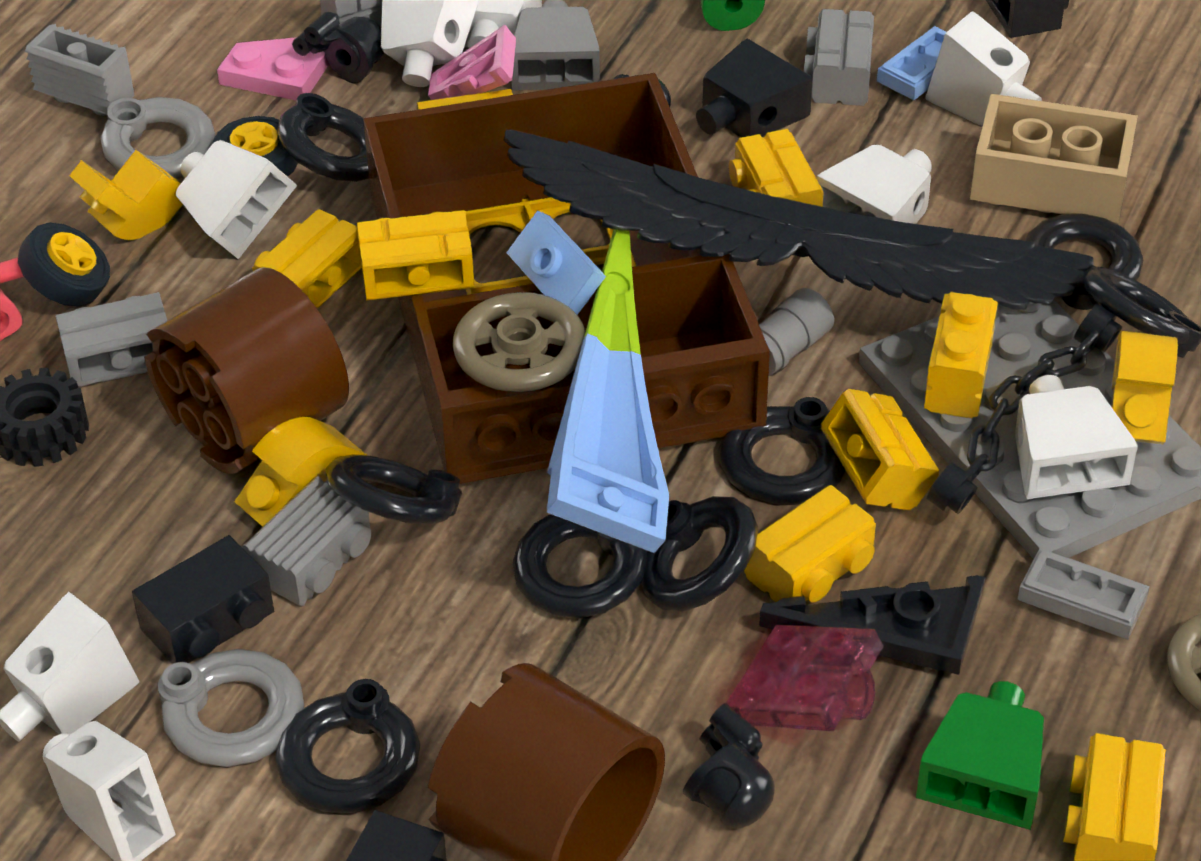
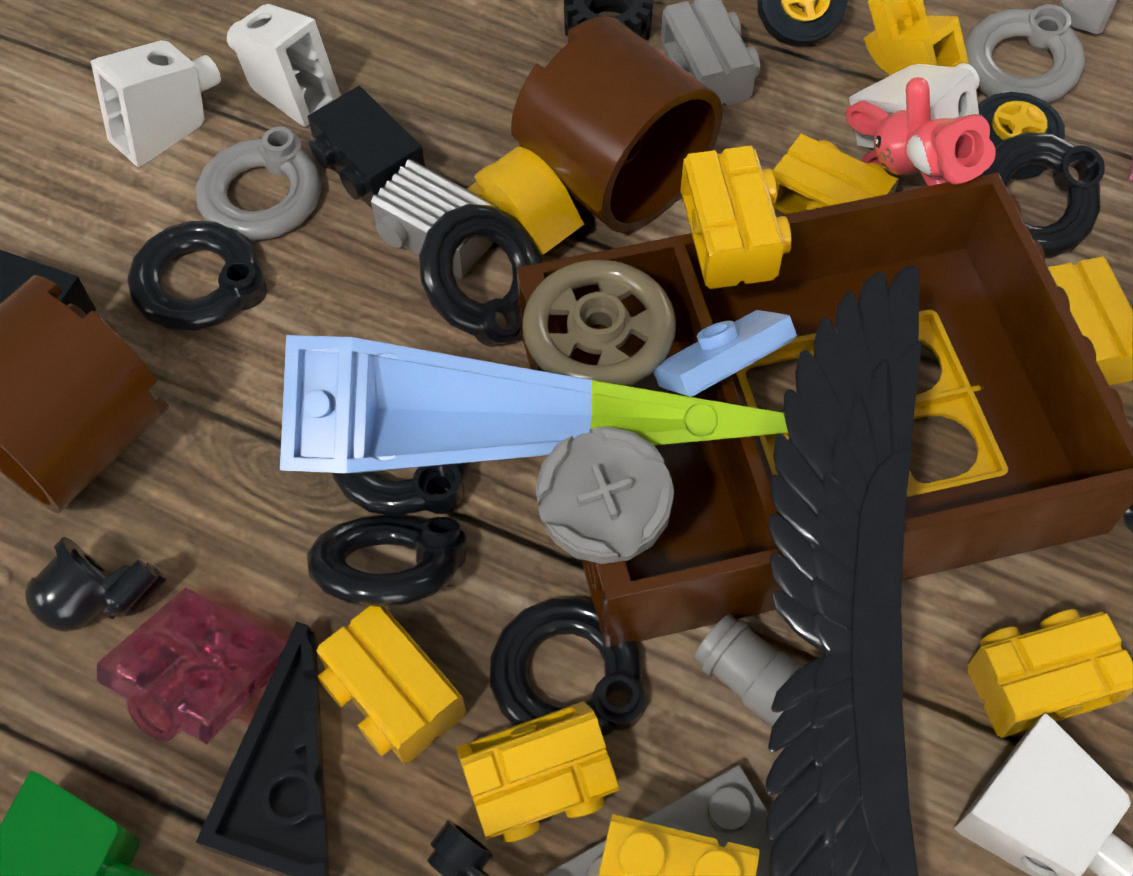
camera: 90 degrees right, 15 degrees up
(300, 184) = (912, 142): none -> coral animal
(685, 340) = (604, 495): none -> light grey tile

